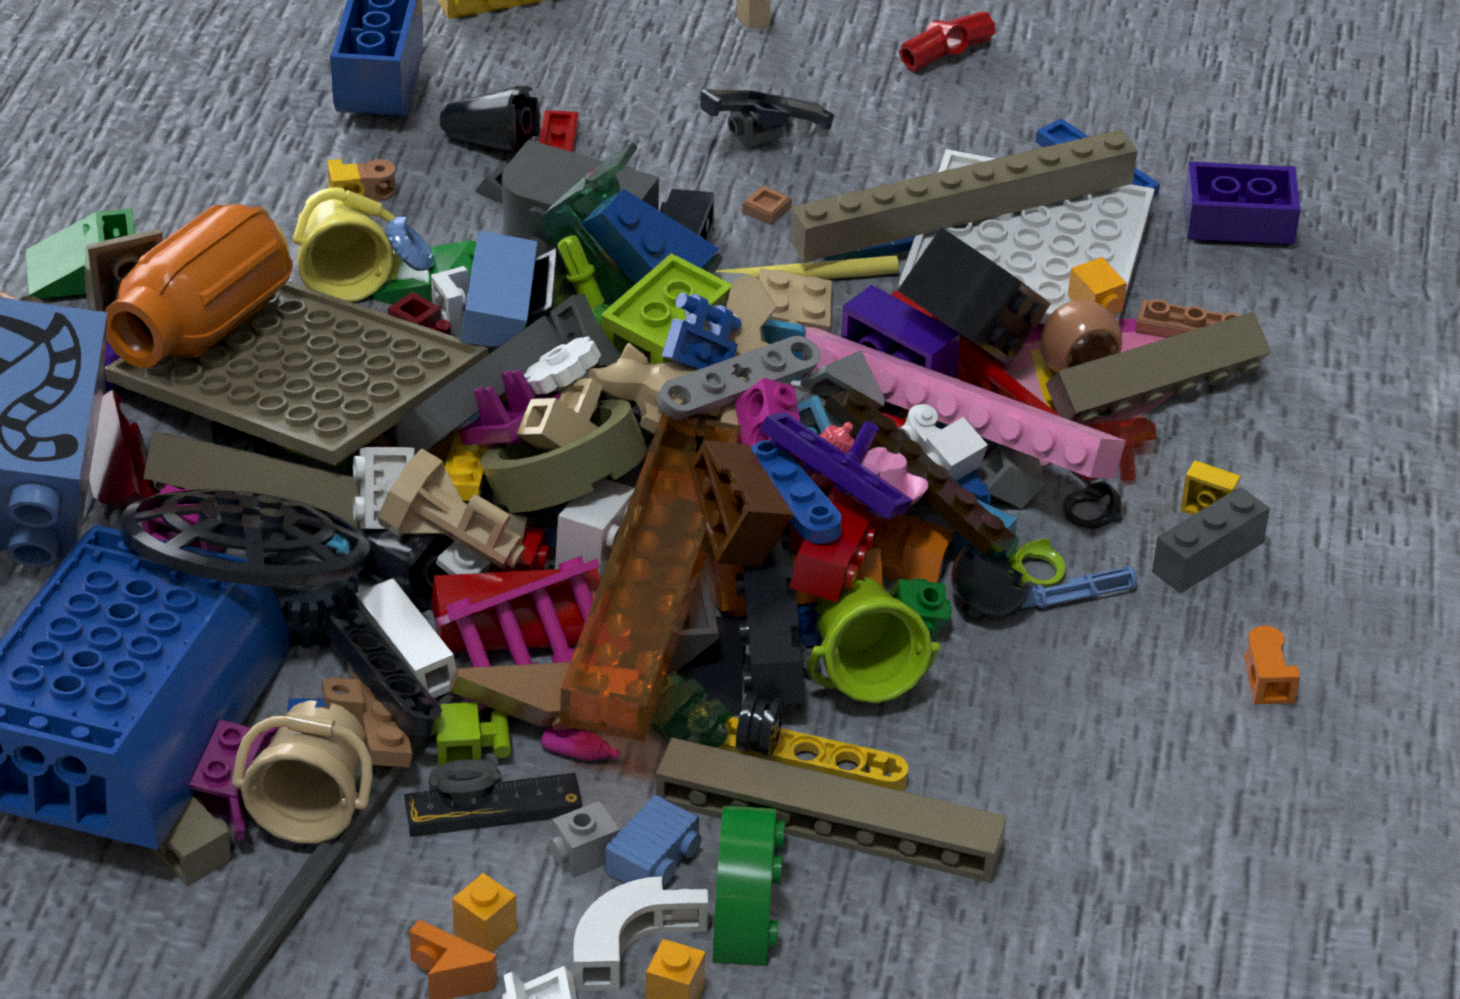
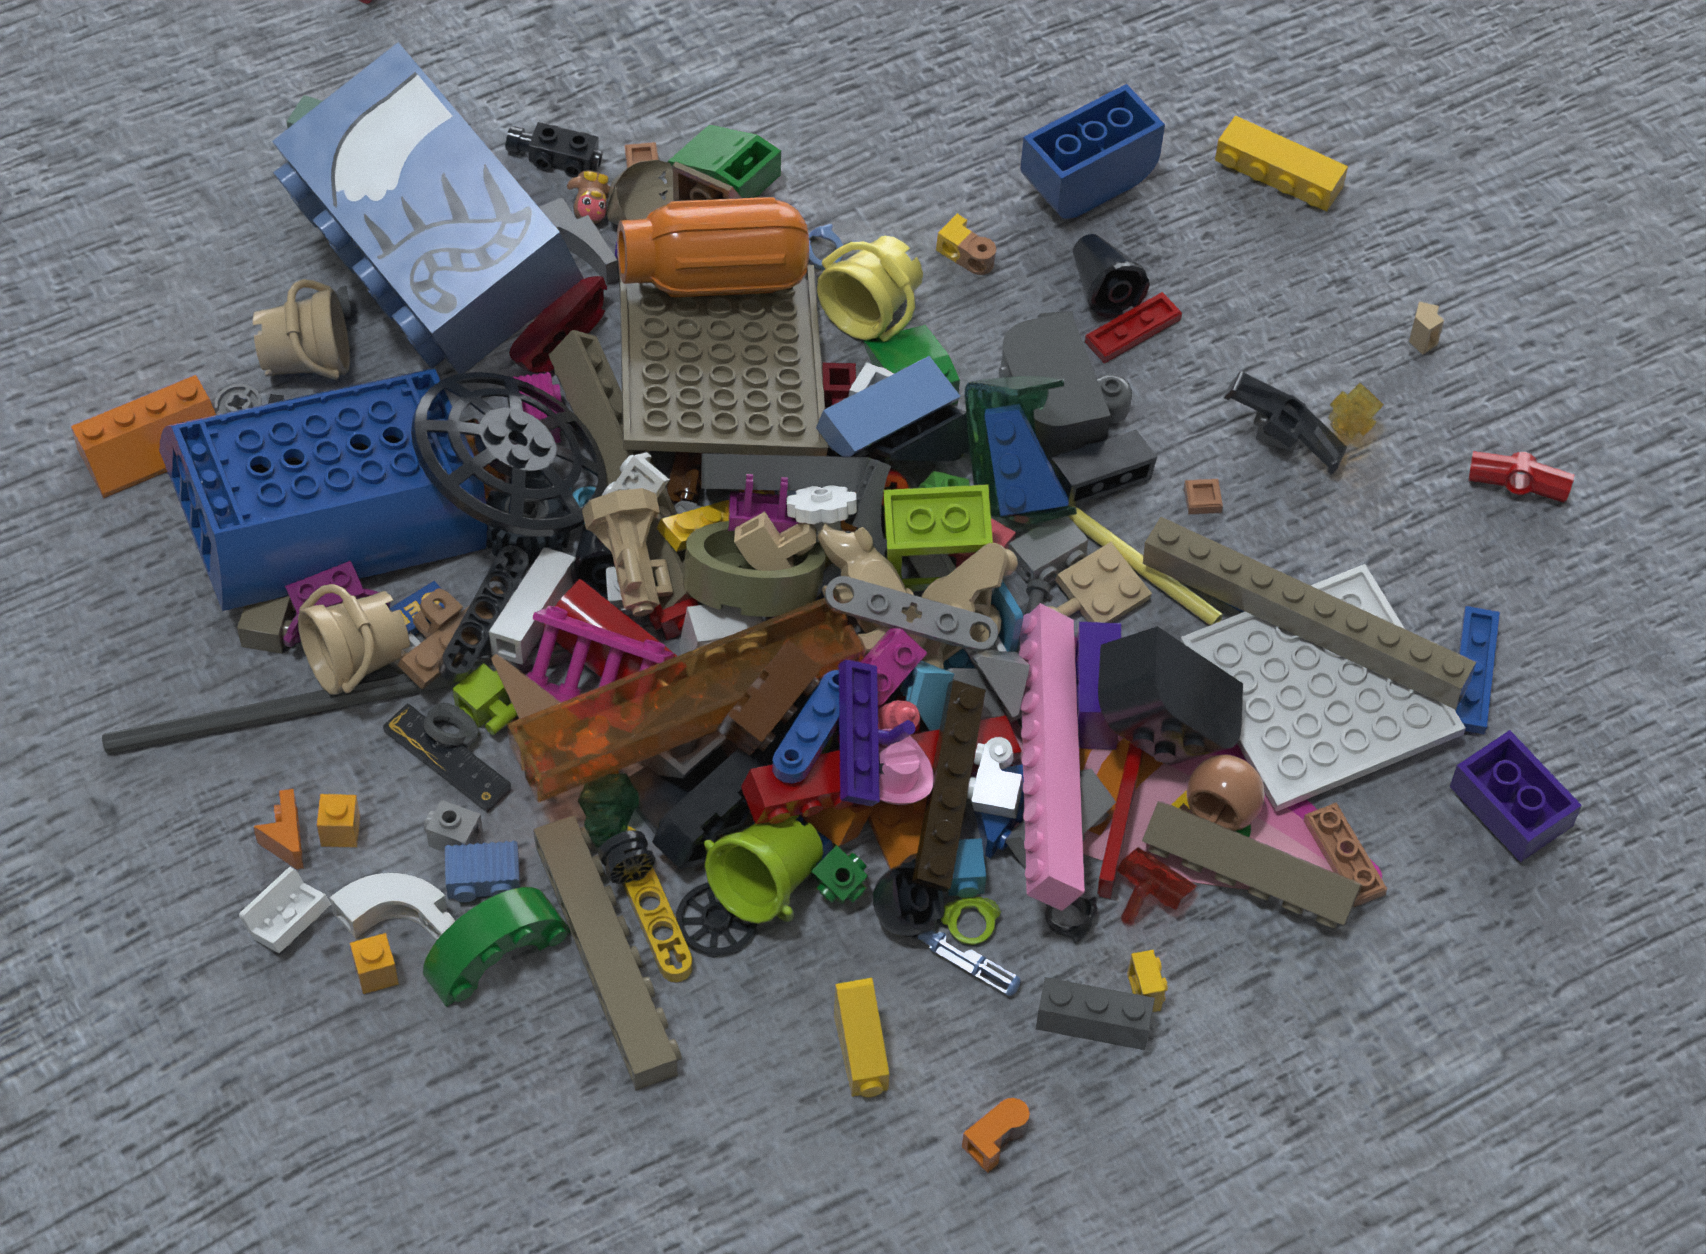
camera: 50 degrees right, 15 degrees up
(402, 239) = (895, 310): medium blue piece -> none
(579, 270) = (963, 443): lime axle -> none
(691, 343) = (913, 571): blue plate -> none
(793, 74) = (1354, 412): none -> clear yellow brick
(868, 722) = (715, 920): none -> black wheel
(1097, 283) = (1291, 766): light orange brick -> none
(1099, 688) = (861, 1037): none -> yellow slope

